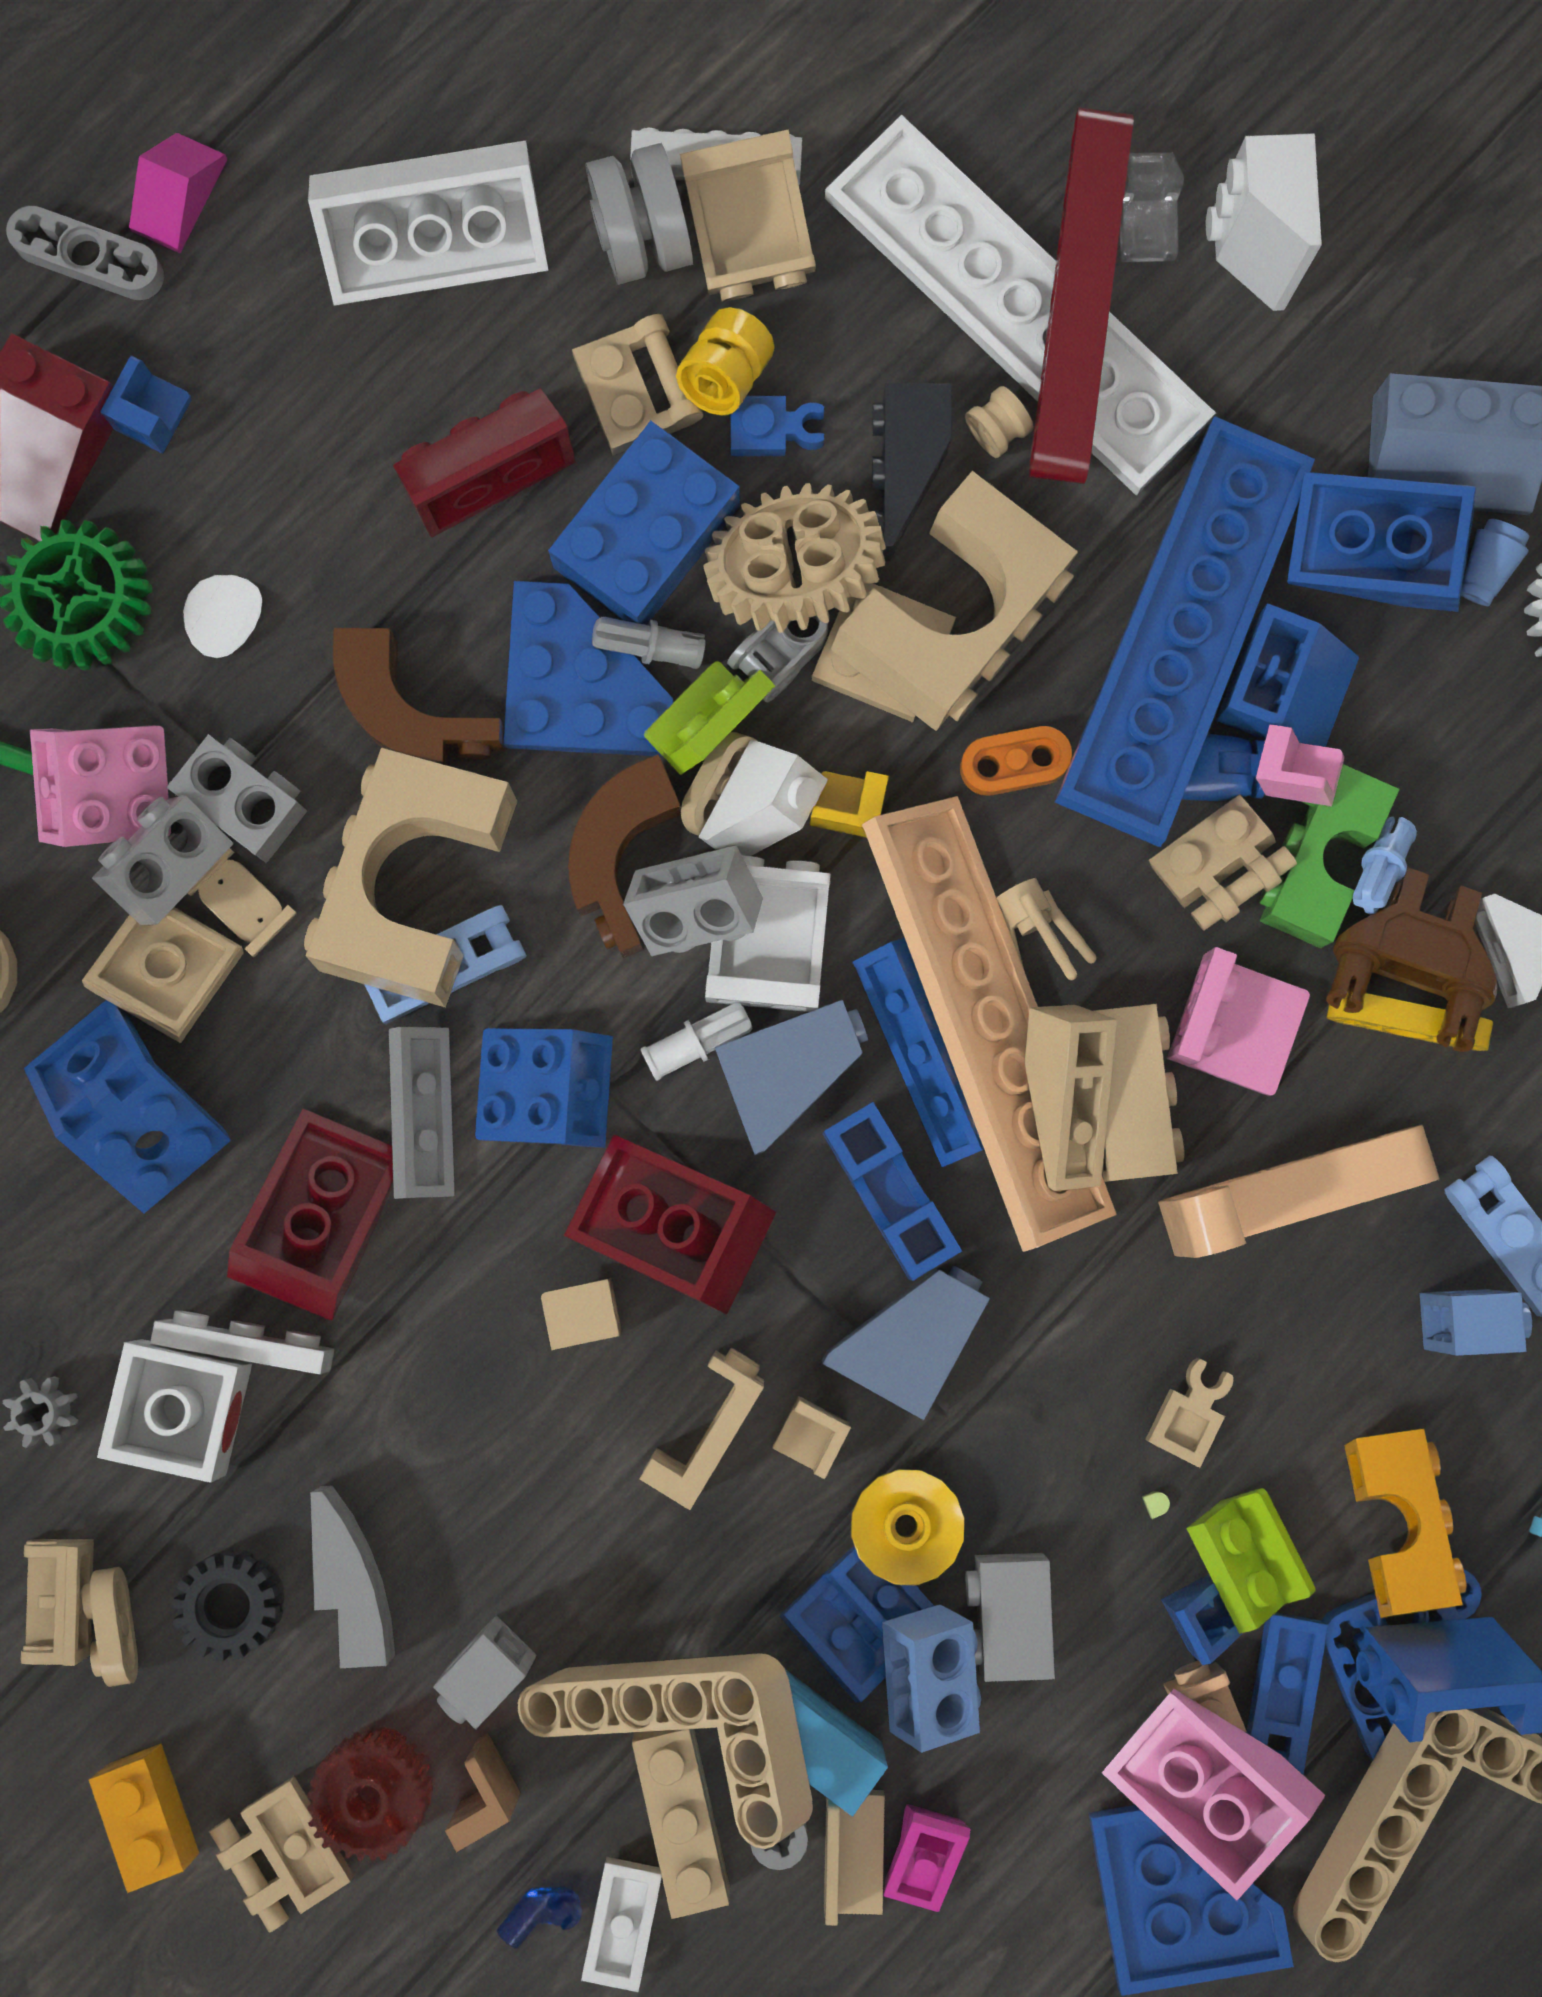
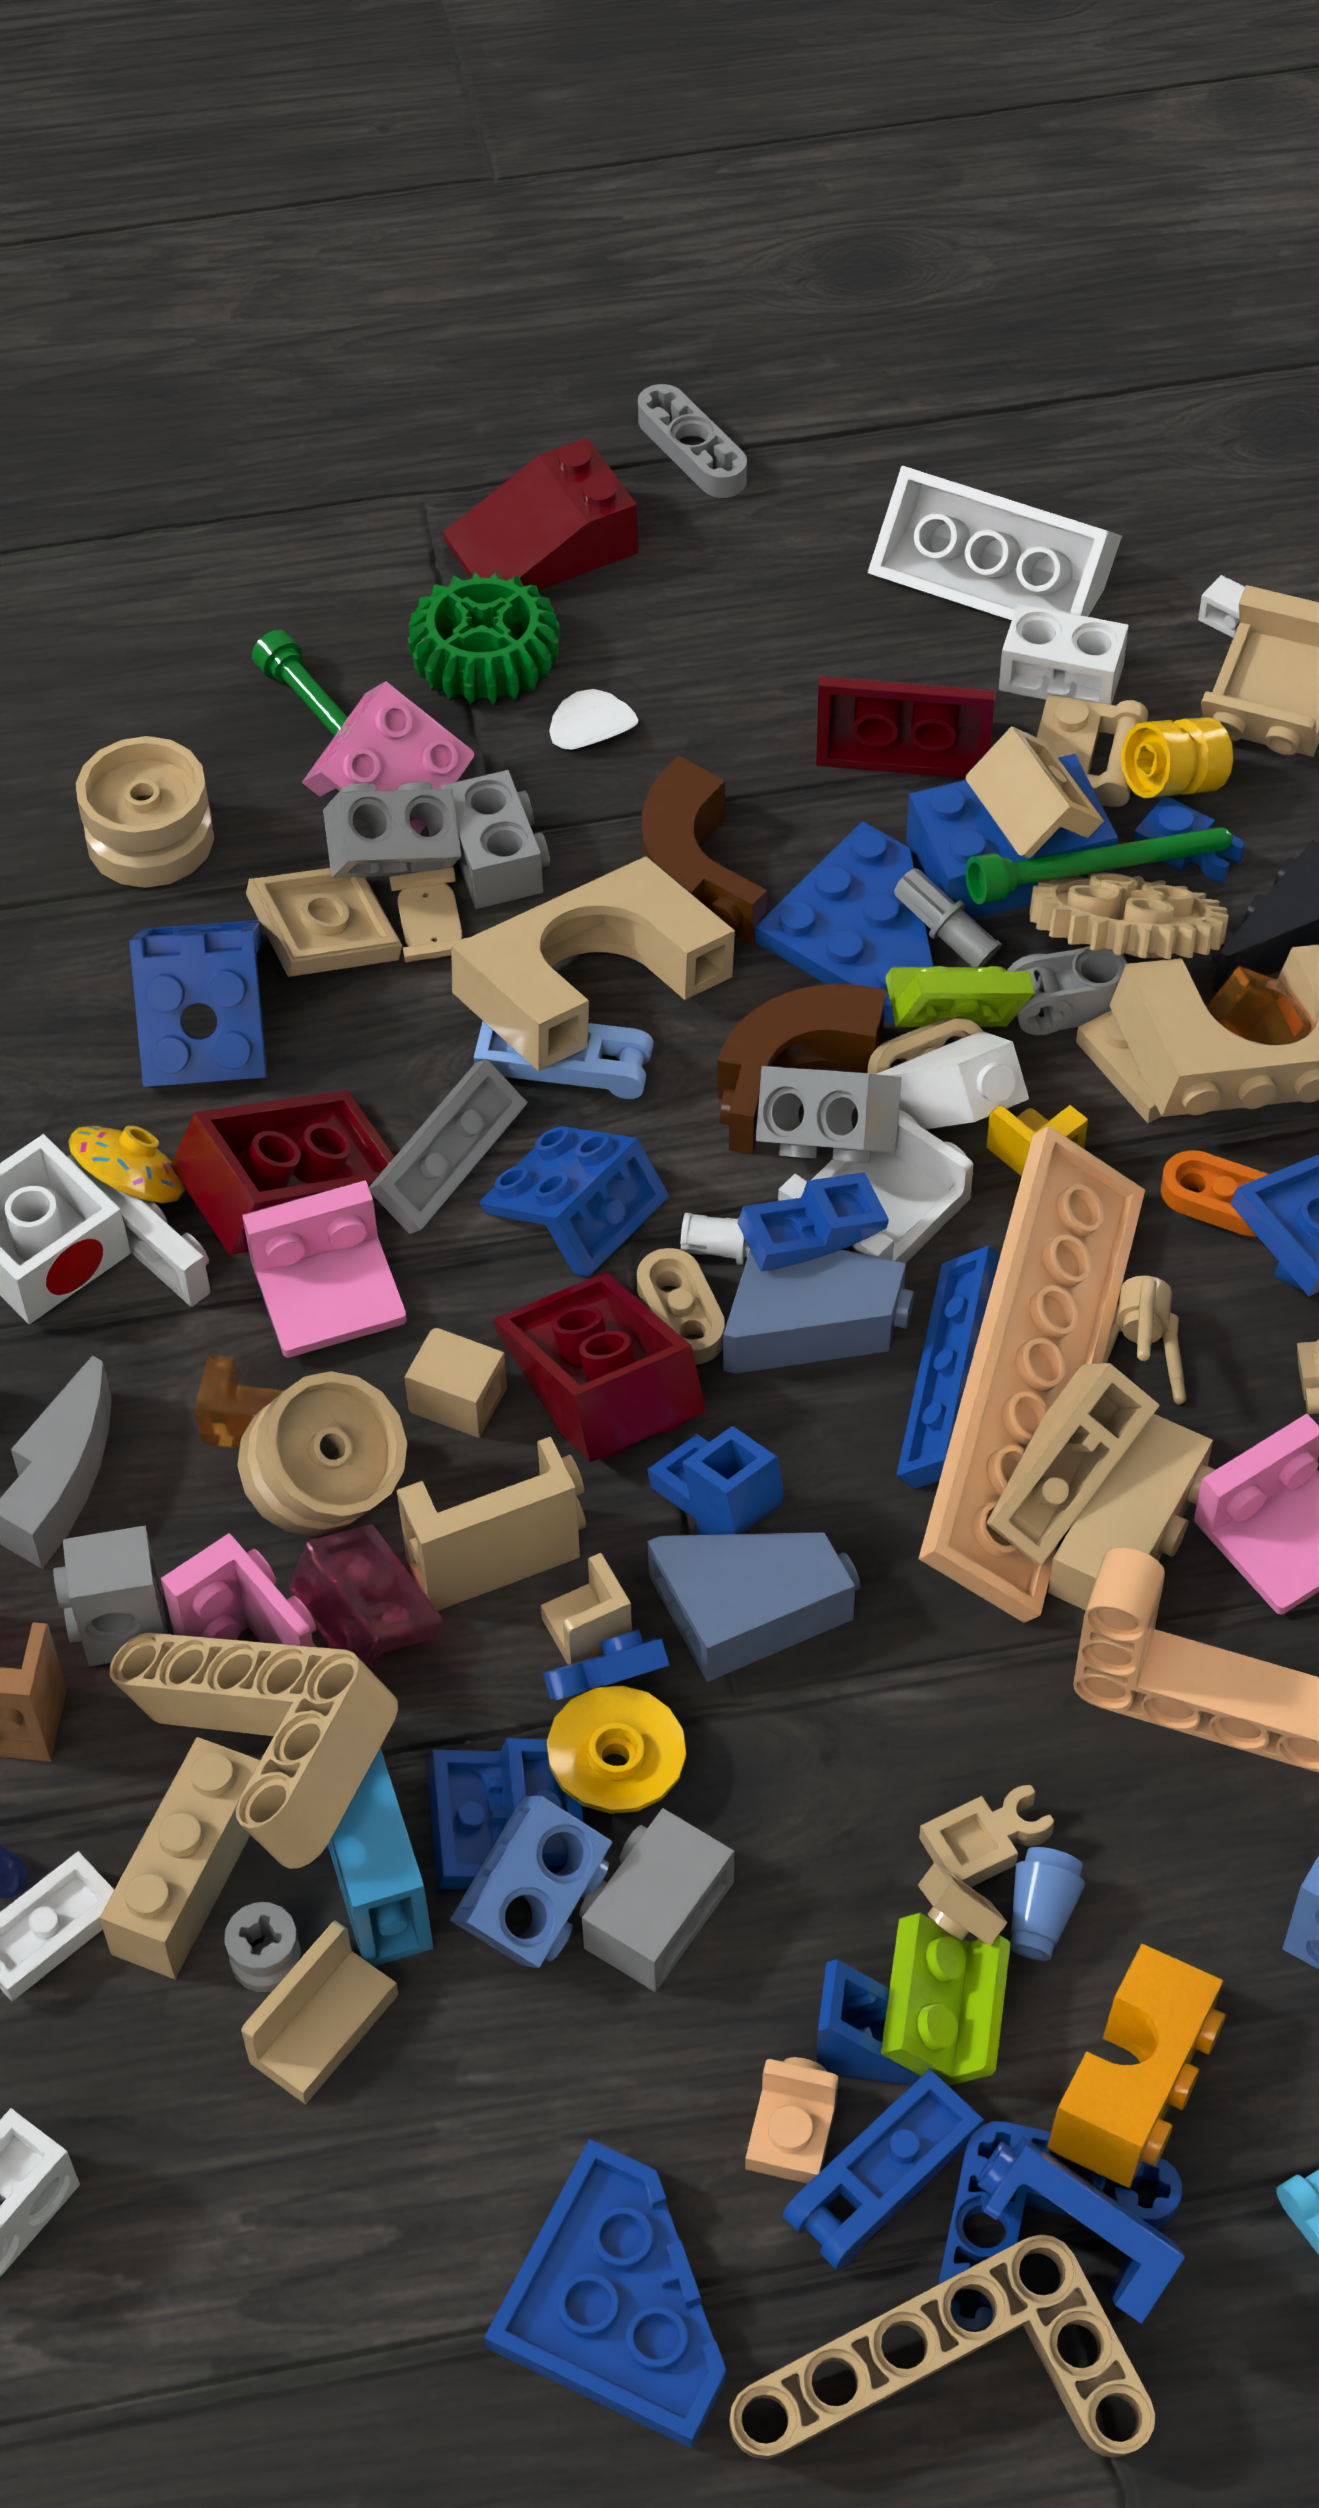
camera: 40 degrees right, 30 degrees down
(145, 406) = (649, 551): blue panel -> none
(173, 189) = (797, 434): dark pink slope -> none
(195, 1304) = (127, 1162): none -> yellow dish
(419, 1291) = (323, 1269): none -> bright pink bracket
(441, 1439) = (225, 1406): none -> clear orange panel
(545, 1461) = (322, 1454): none -> tan wheel
(566, 316) = (1062, 655): none -> white brick
(582, 1600) = (232, 1590): none -> bright pink bracket
(638, 214) = (1172, 617): light grey wheel -> none
(646, 1531) = (362, 1595): none -> clear pink bracket
(656, 500) = (1030, 792): none -> tan panel
(674, 596) = (993, 877): none -> green piece
(693, 1133) = (686, 1309): none -> tan plate
(756, 1016) = (823, 1221): none -> blue slope
(831, 1275) = (720, 1482): none -> blue brick
(859, 1465) = (621, 1659): none -> blue plate
(891, 1192) = (830, 1442): blue arch -> none
(926, 1857) = (391, 2052): dark pink slope -> none
(948, 587) = (1259, 1009): none -> clear orange panel
(1156, 1503) = (887, 1908): yellowish green piece -> none
(1214, 1790) = (741, 2188): bright pink slope -> none
(1220, 1489) = (960, 1907): none -> tan plate
(1260, 1434) = (1043, 1900): none -> medium blue cone

